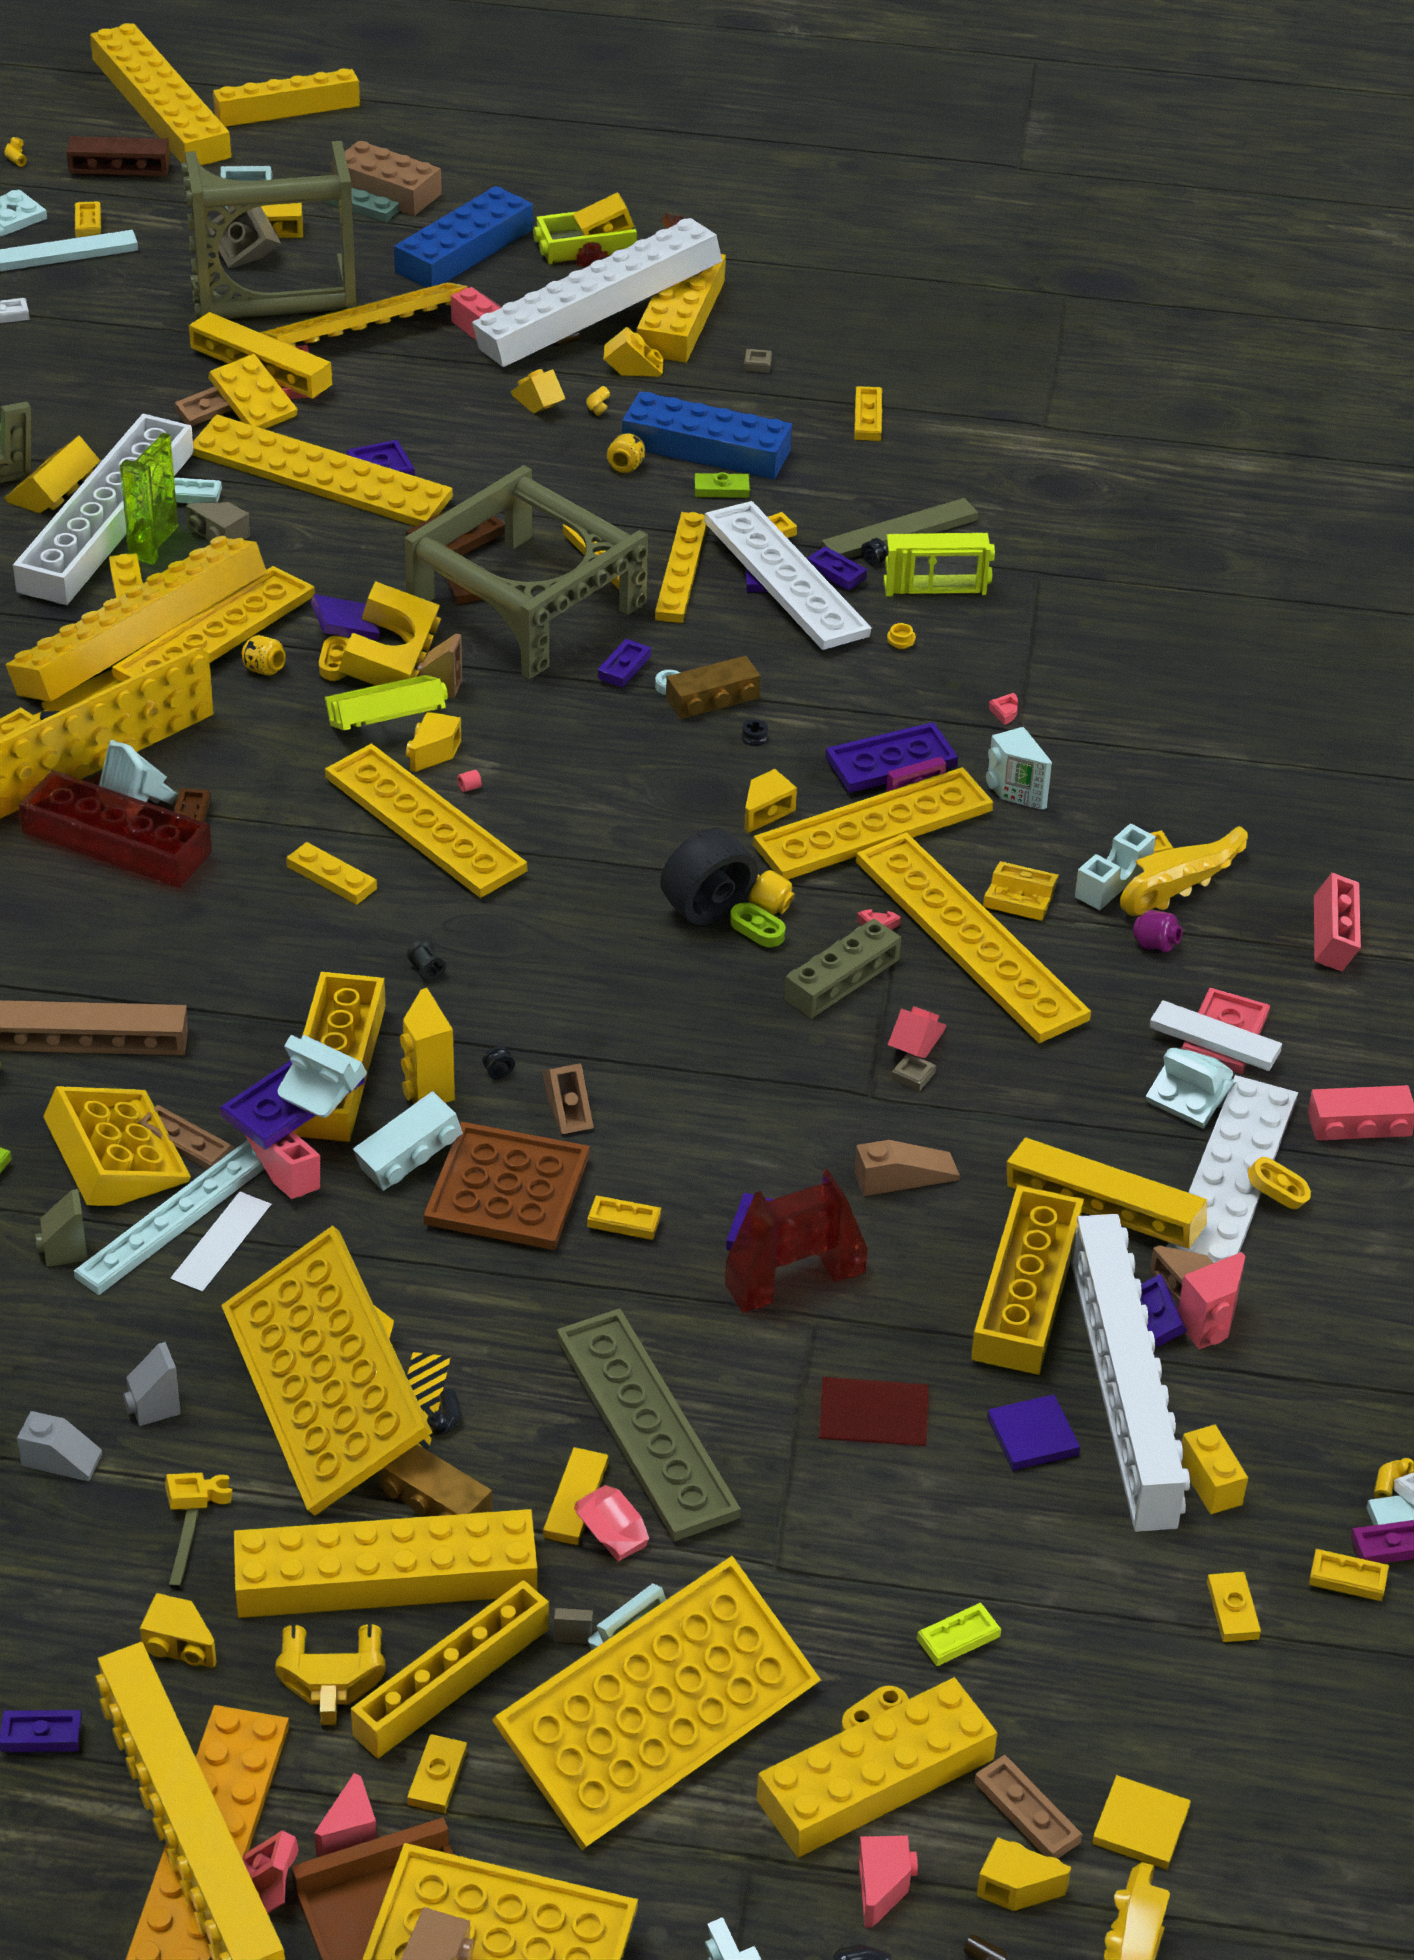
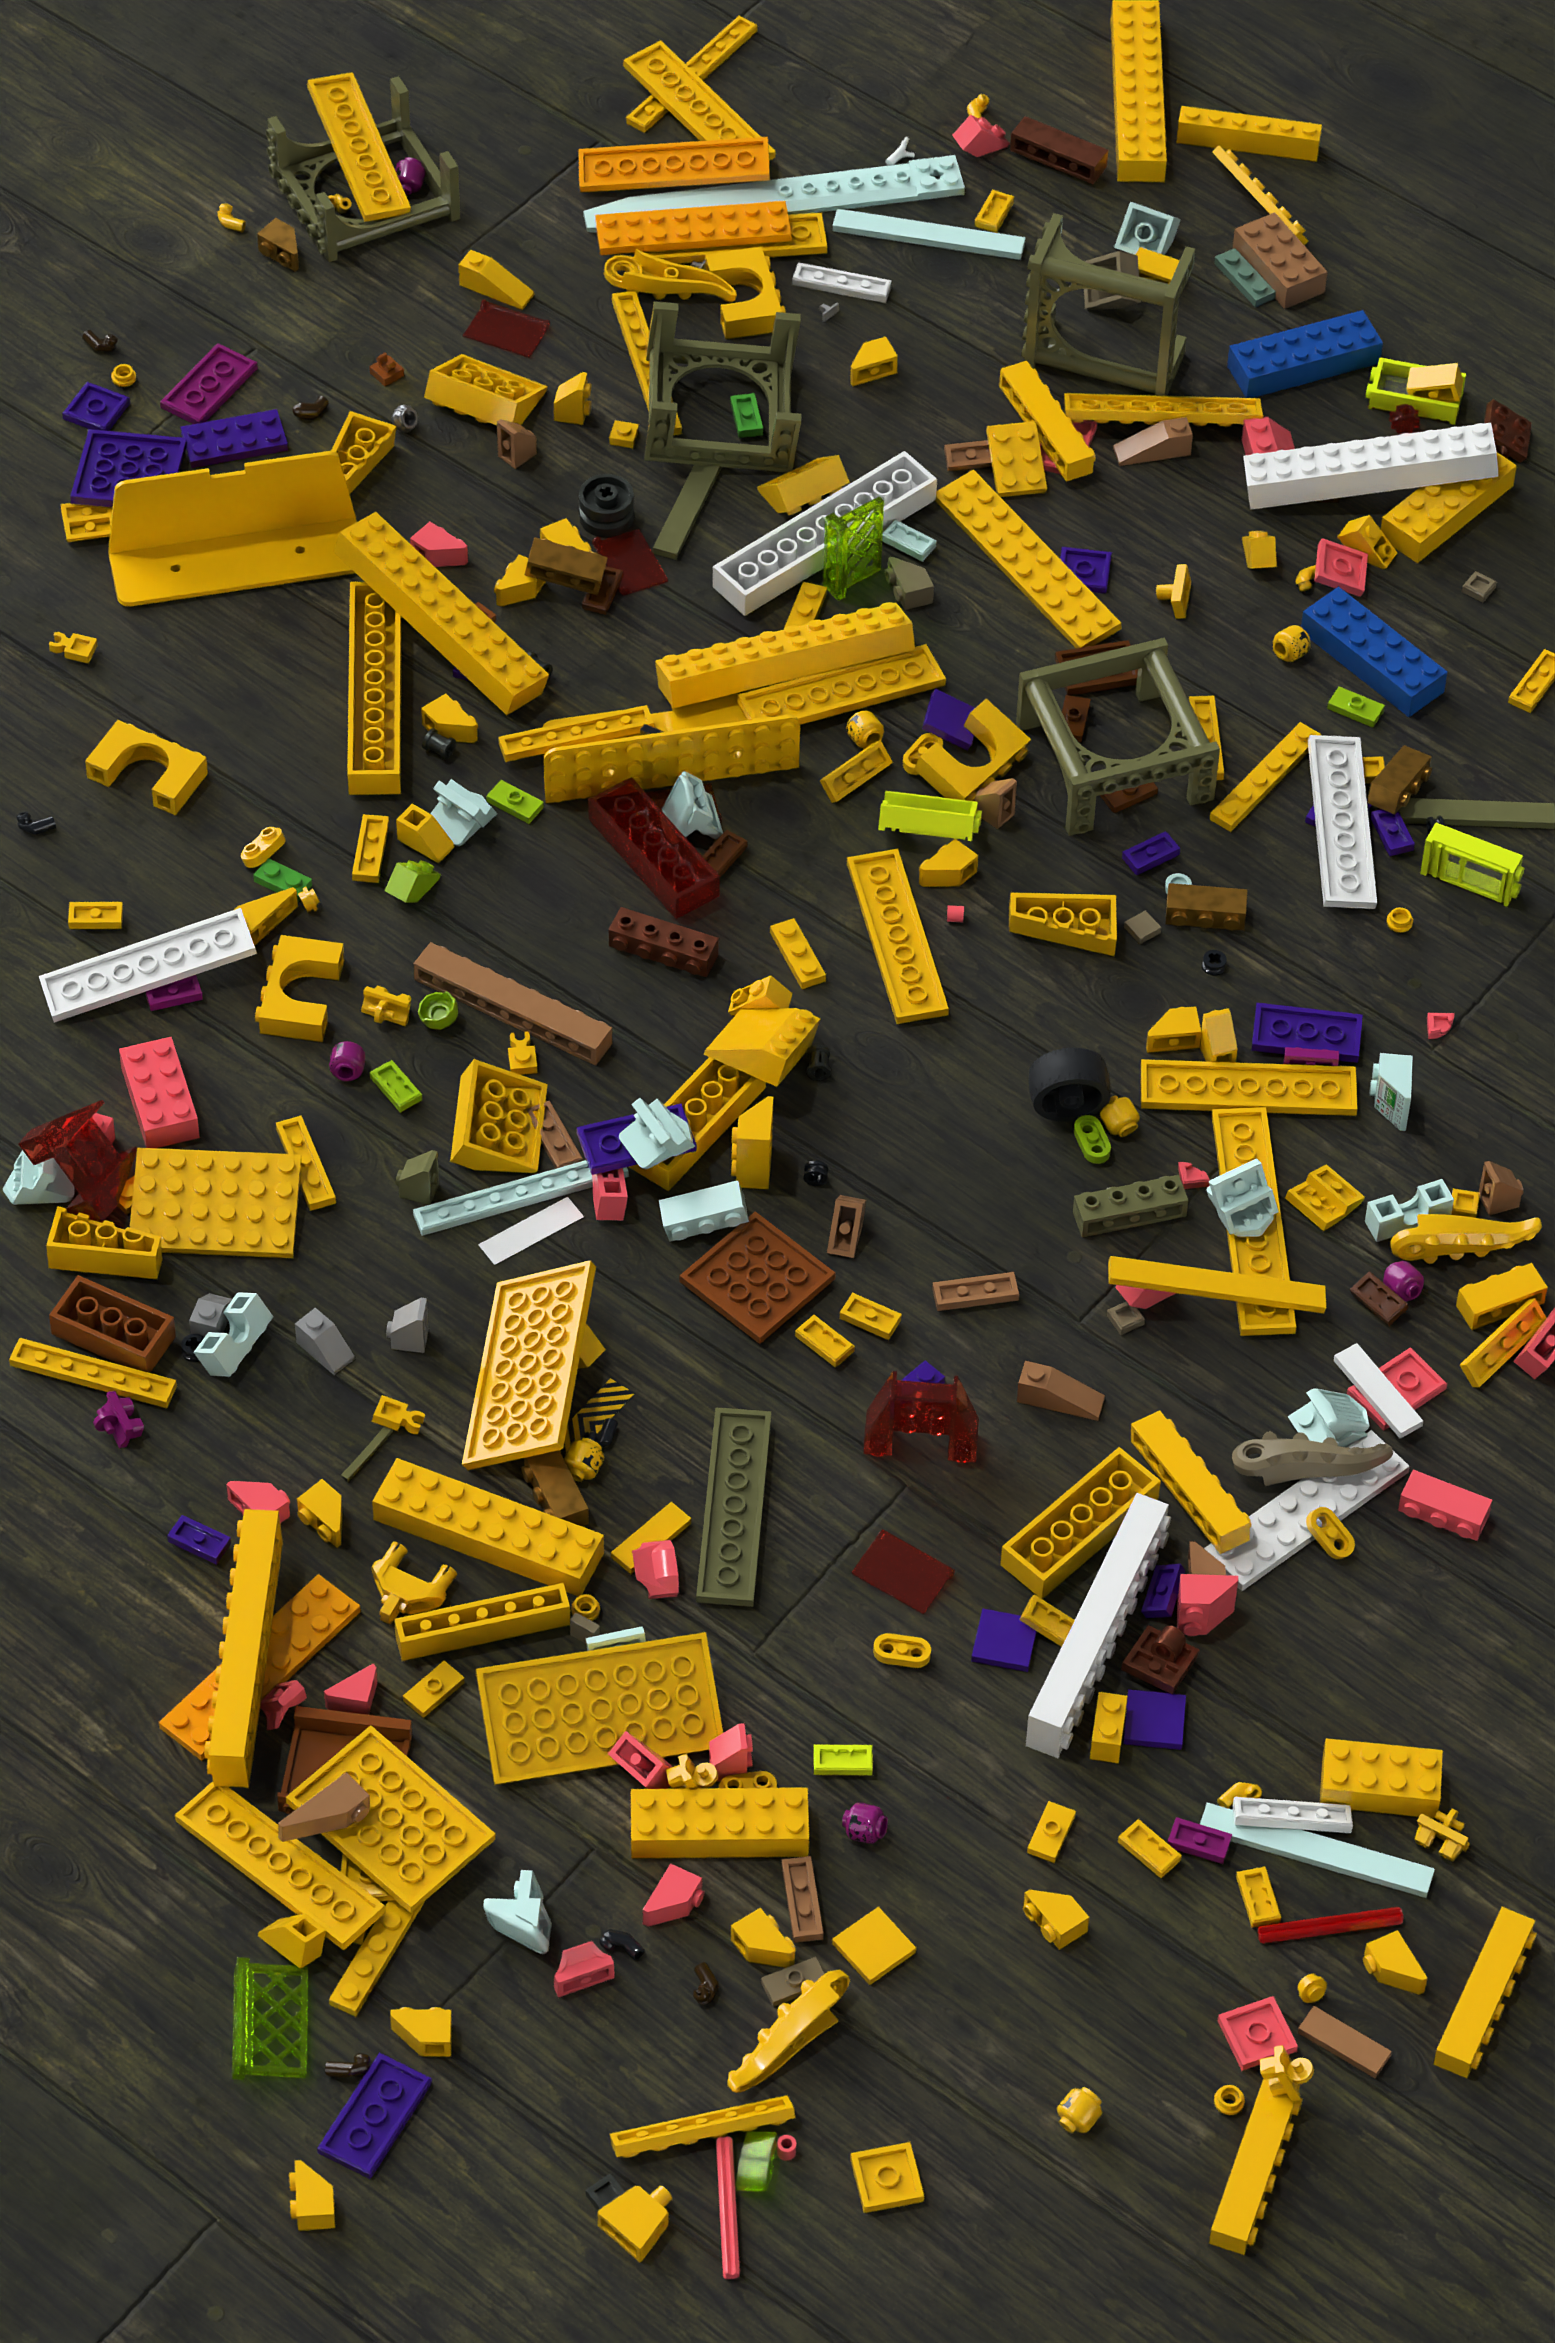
camera: 30 degrees right, 10 degrees up
(34, 167) = (980, 137): none -> coral slope
(56, 362) = (873, 361): none -> yellow slope
(77, 1654) = (258, 1497): none -> coral slope
(96, 1074) = (522, 1055): none -> yellow plate
(183, 911) = (663, 942): none -> copper brick
(279, 694) = (856, 771): none -> yellow plate
(315, 133) = (1255, 188): none -> yellow plate
(326, 925) = (760, 995): none -> yellow slope
(366, 953) = (765, 1041): none -> yellow slope
(378, 341) = (1159, 442): none -> medium nougat slope
(449, 1441) = (584, 1459): none -> yellow head
(485, 448) = (1177, 592): none -> yellow tile
(557, 1595) = (586, 1602): none -> yellow plate
(566, 623) = (1127, 797): none -> reddish brown plate
(589, 742) = (1066, 919): none -> yellow wedge
(622, 380) = (1341, 567): none -> coral plate
(655, 1174) = (870, 1316): none -> yellow plate
(662, 728) = (1142, 927): none -> dark tan tile
(746, 1107) = (975, 1291): none -> medium nougat plate
(746, 1738) = (641, 1762): none -> coral slope
(810, 1730) = (691, 1777): none -> yellow hips
(816, 522) = (1400, 779): none -> pearl gold brick
(817, 786) = (1218, 1037): none -> yellow slope
(837, 1682) = (731, 1752): none -> coral slope
(934, 1490) = (902, 1650): none -> yellow plate
(957, 912) = (1244, 1200): none -> light aqua piece
(991, 998) = (1216, 1284): none -> yellow tile
(1036, 1689) = (865, 1823): none -> magenta head
(1070, 1391) = (1047, 1620): none -> yellow plate
(1084, 1907) = (787, 1983): none -> dark tan plate
(1146, 956) = (1379, 1298): none -> reddish brown plate
(1181, 818) = (1499, 1189): none -> medium nougat slope
(1199, 1123) = (1300, 1458): none -> dark tan animal
(1209, 1375) = (1161, 1658): none -> copper plate
(1254, 1439) = (1154, 1719): none -> dark purple tile
(1257, 908) = (1500, 1295): none -> yellow brick
(1293, 948) = (1503, 1343): none -> yellow plate
(1311, 1691) = (1057, 1916): none -> yellow slope

